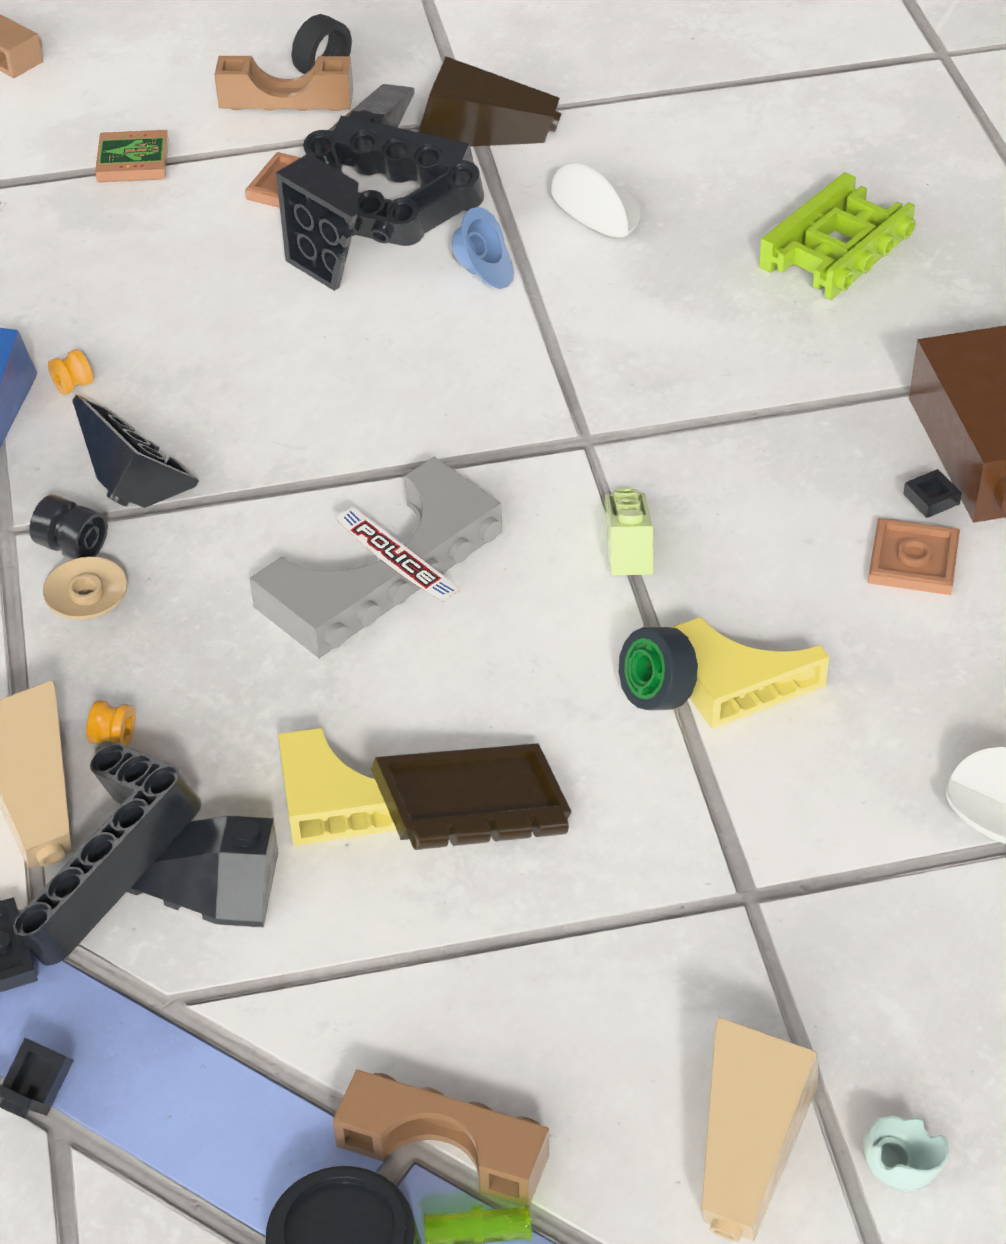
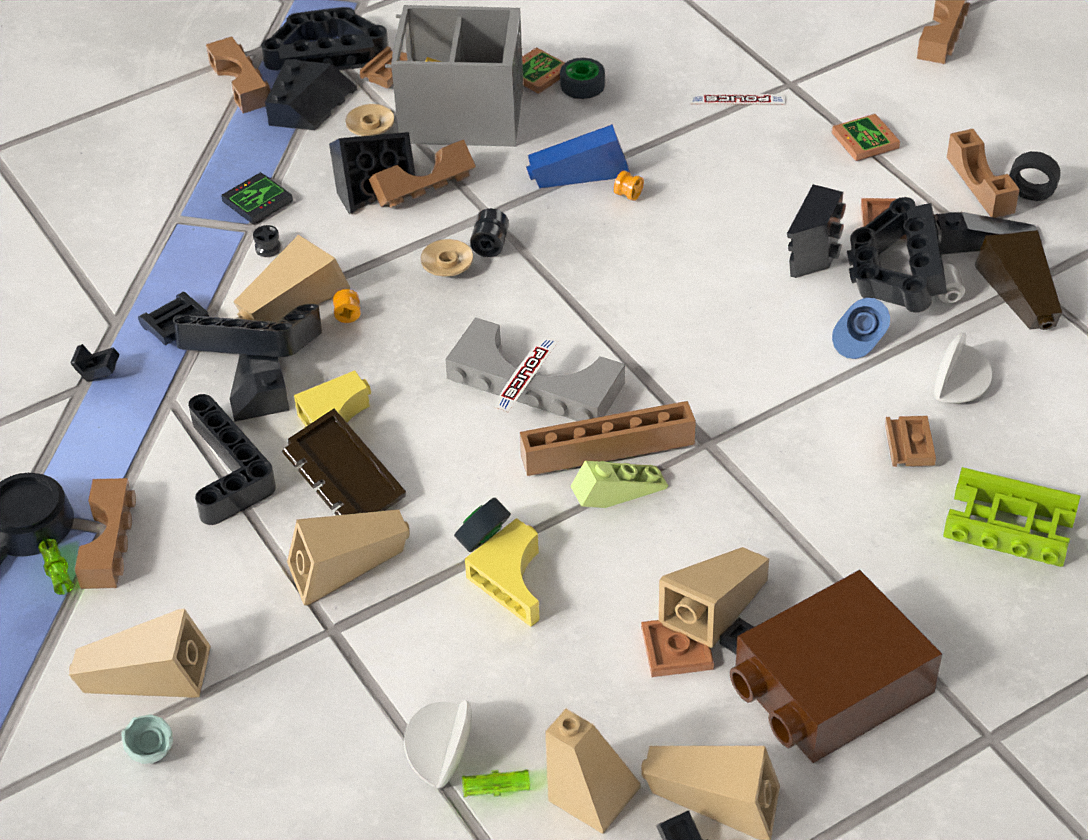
camera: 70 degrees right, 0 degrees up
(126, 461) = (568, 237): black wedge -> none
(354, 925) = (251, 472): none -> black beam
(554, 515) = (607, 438): none -> medium nougat brick
(635, 842) = (341, 548): none -> tan slope
(681, 273) = (910, 441): none -> medium nougat plate
(875, 486) = (711, 594): none -> tan slope

